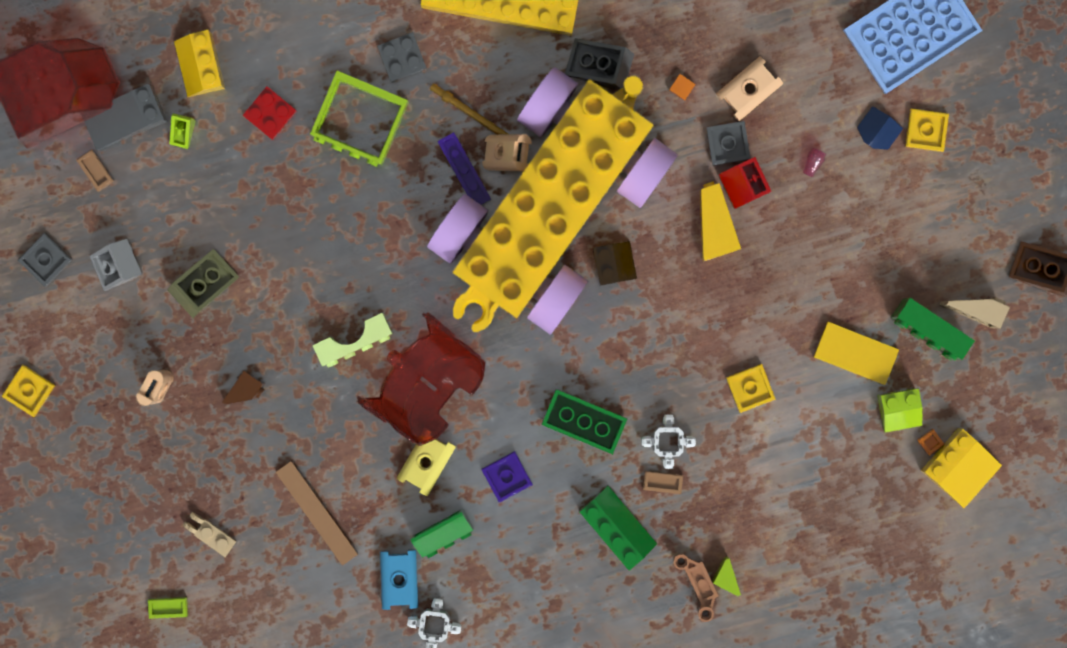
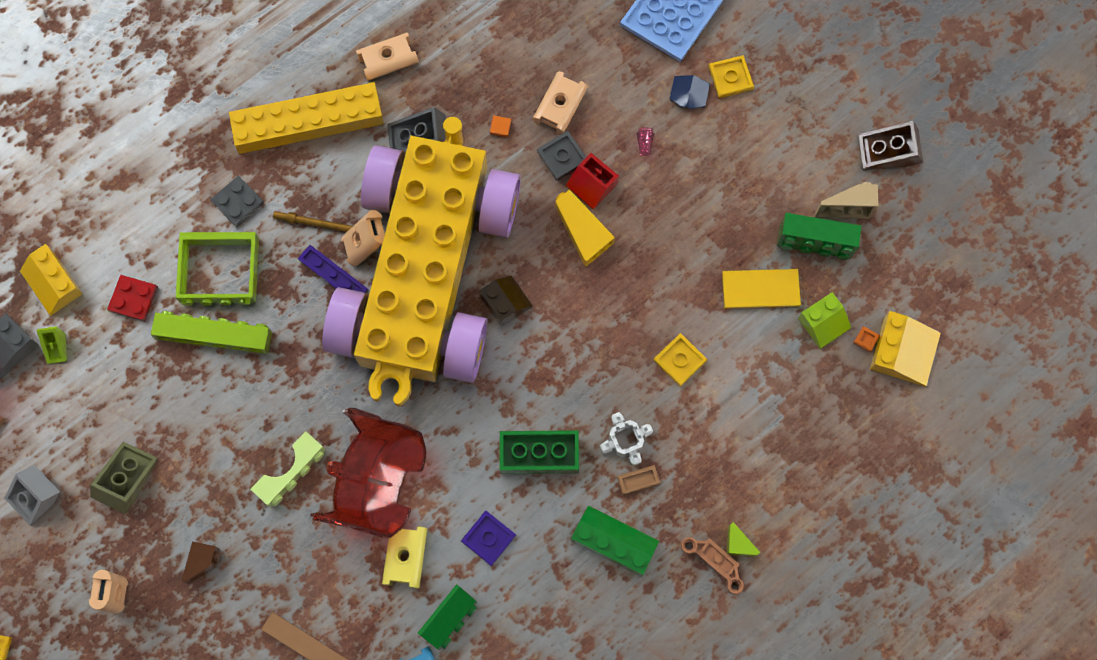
camera: 25 degrees left, 15 degrees down
(330, 180) = (211, 332): none -> lime brick

